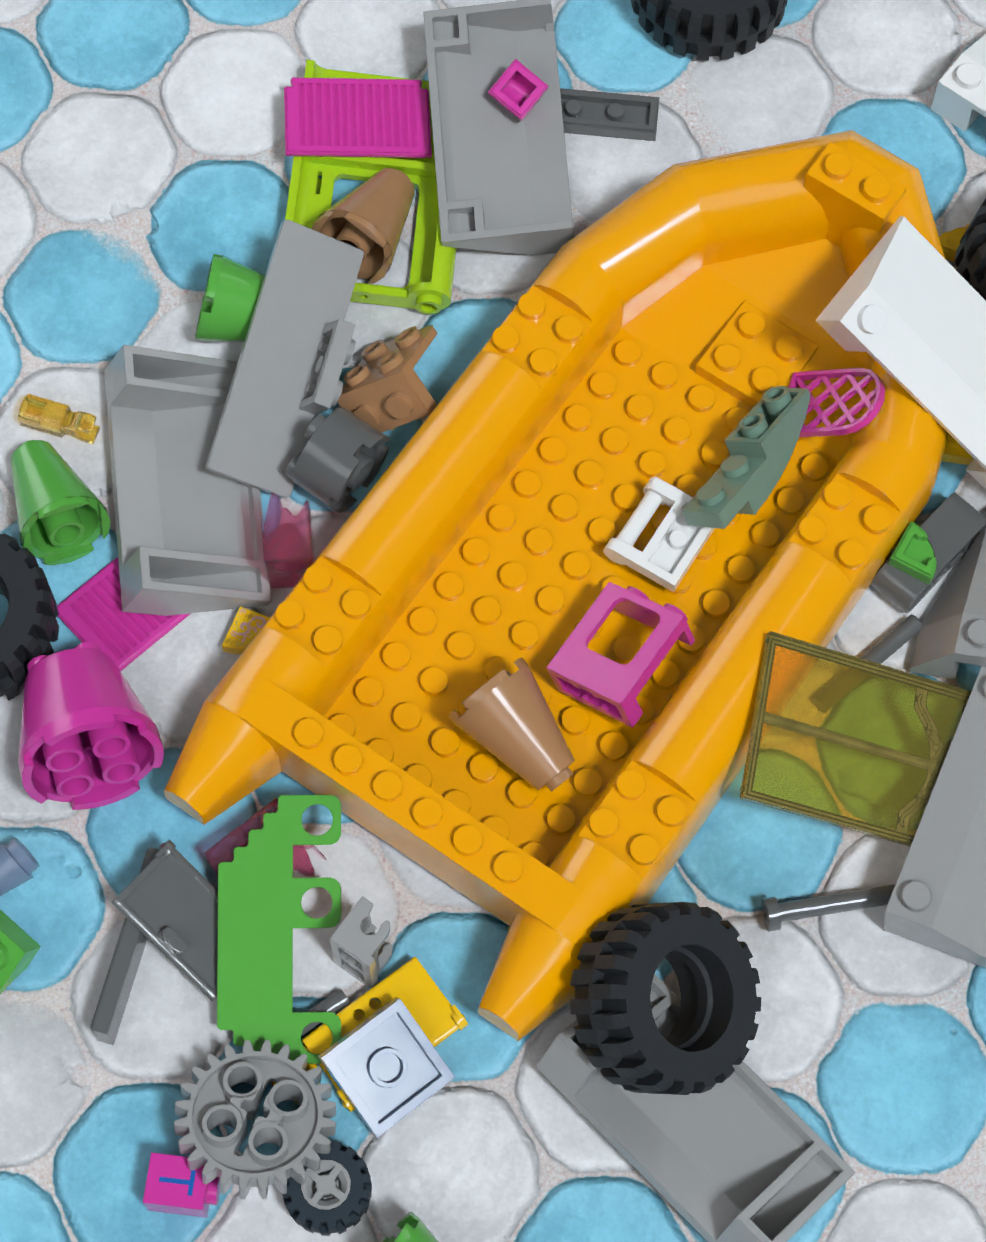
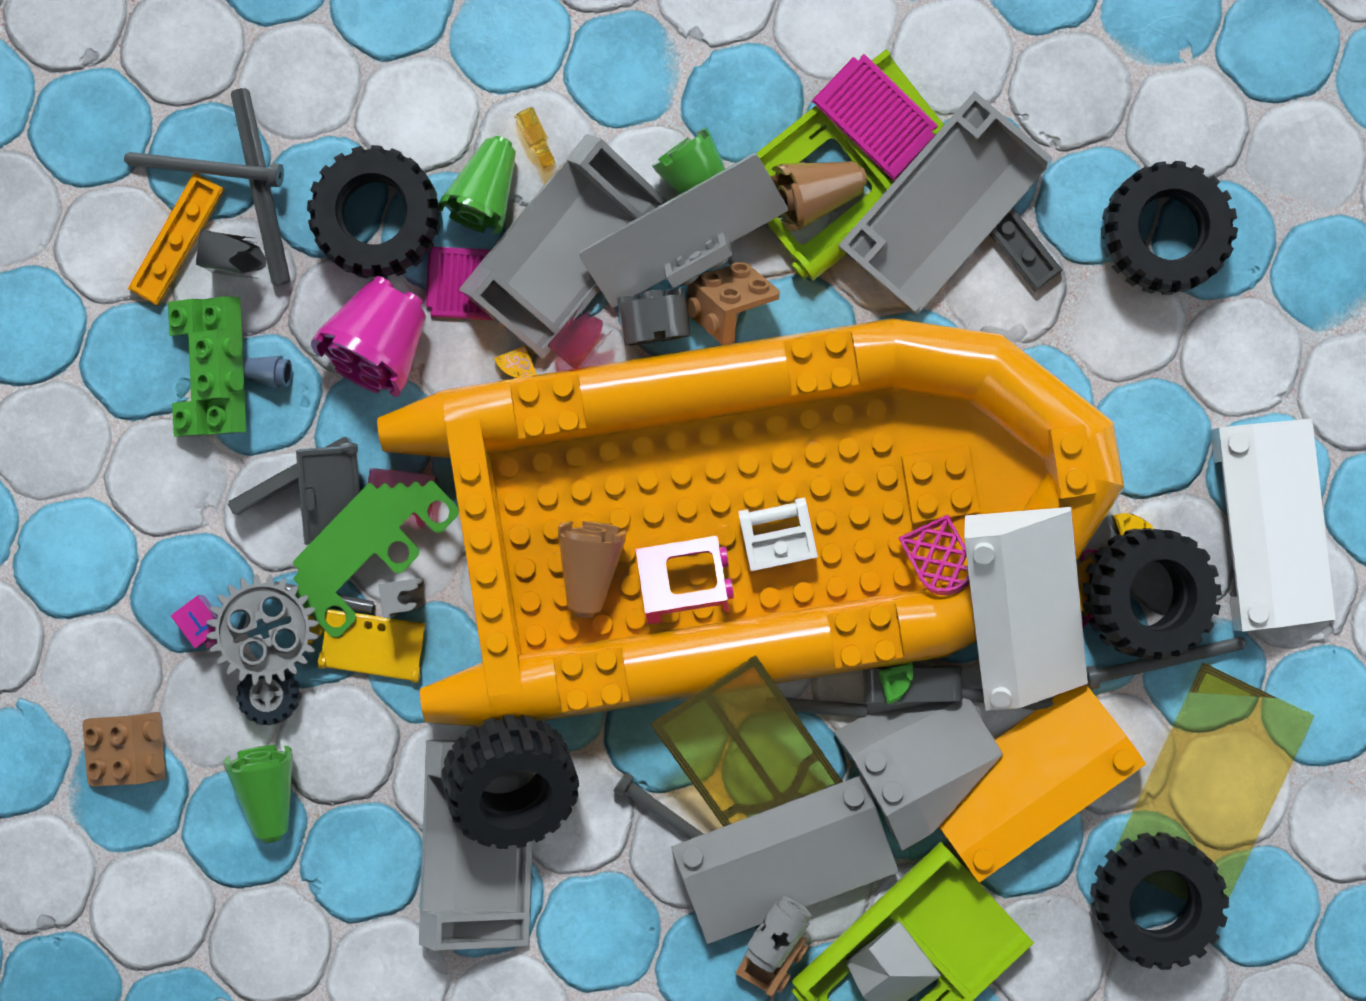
camera: 45 degrees right, 20 degrees up
(386, 1067) = (353, 666): plate -> none
(518, 90) = (977, 192): dark pink brick -> none
(757, 459) = (871, 546): sand green slope -> none

